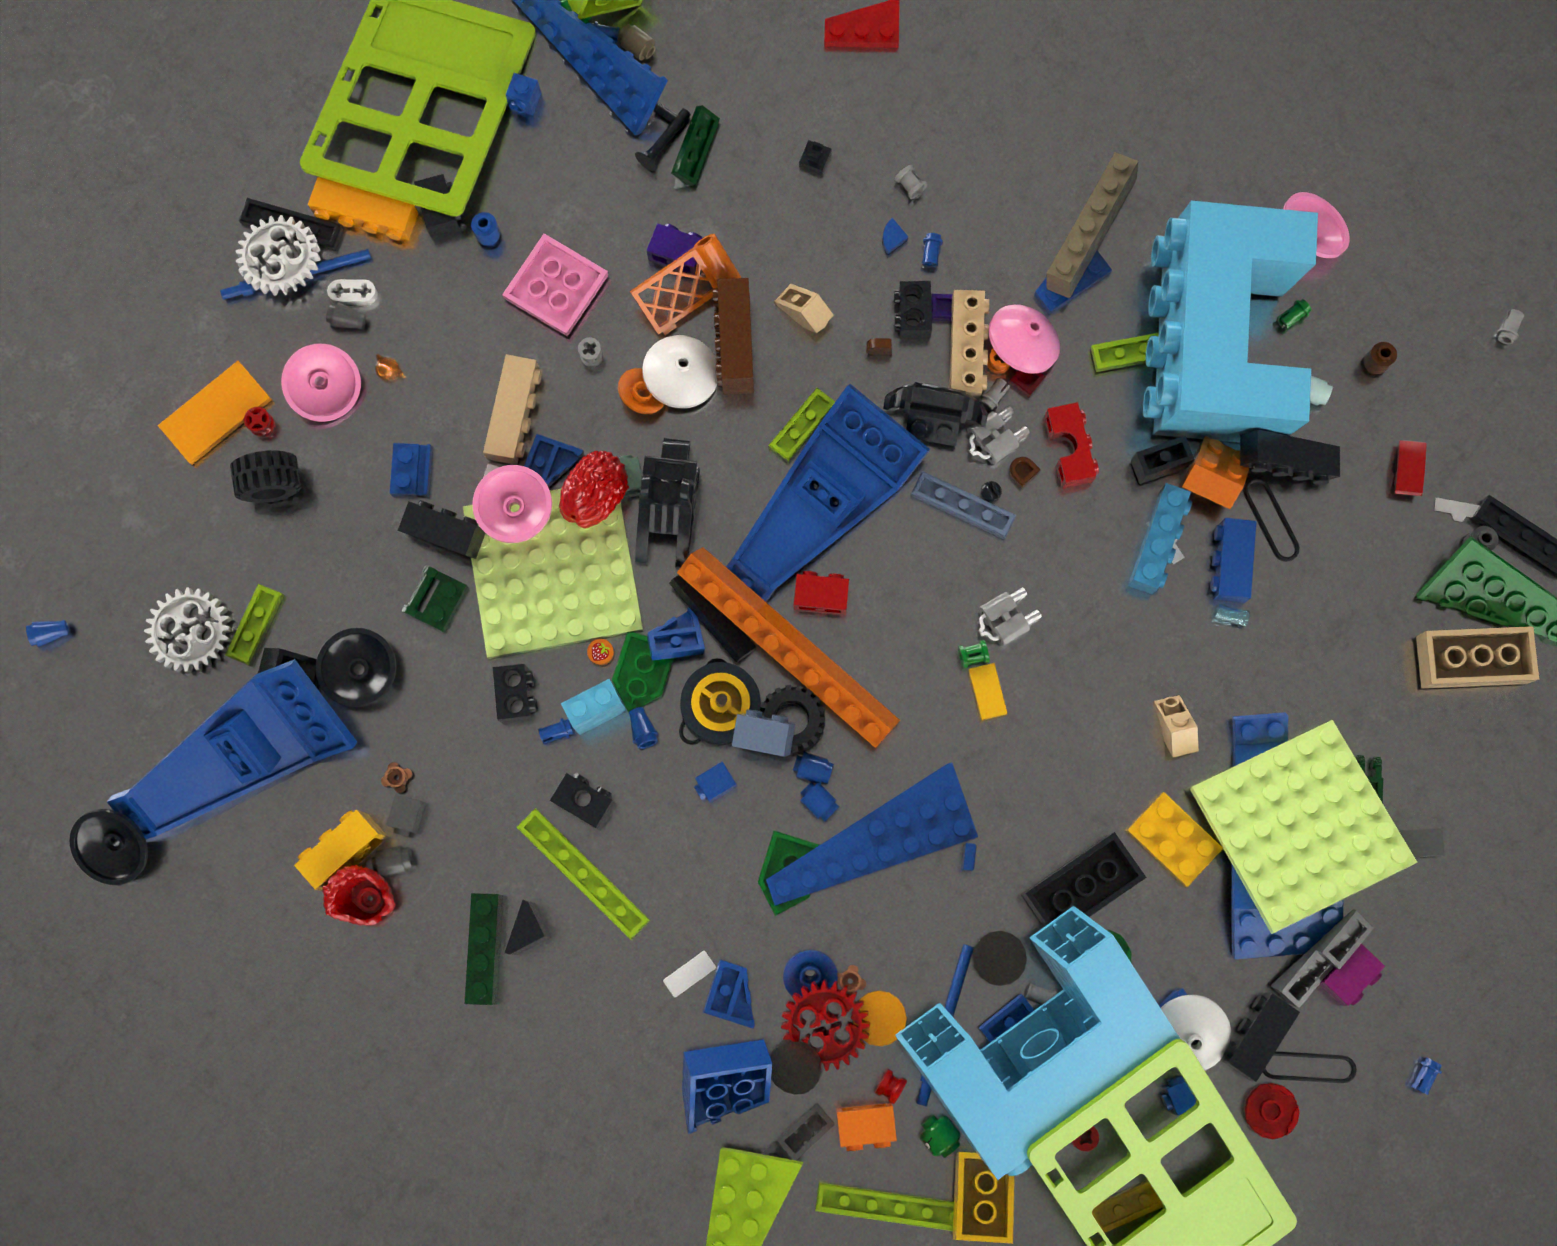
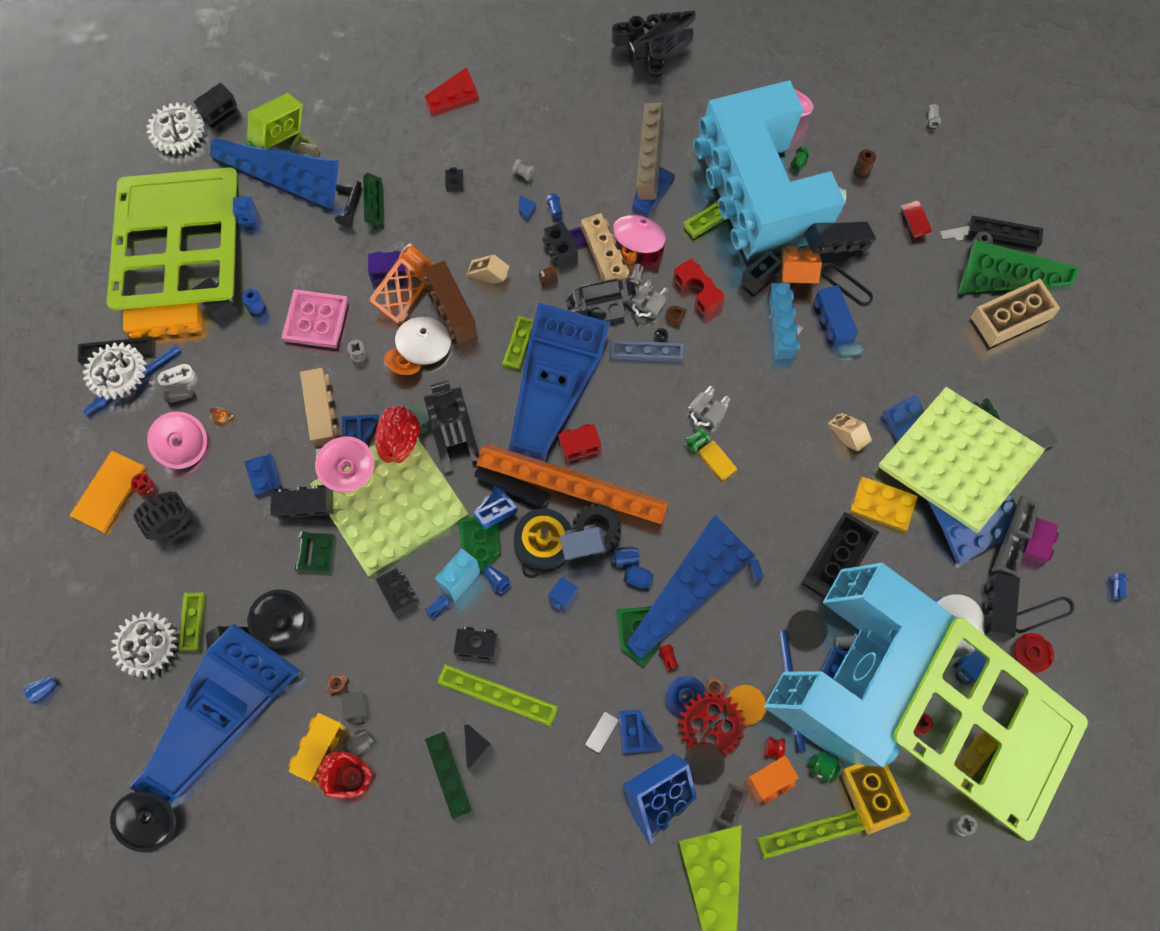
camera: 25 degrees left, 10 degrees down
(600, 652) = (446, 541): tile -> none
(811, 918) = (669, 657): none -> red pin
(1167, 69) = (661, 40): none -> black piece

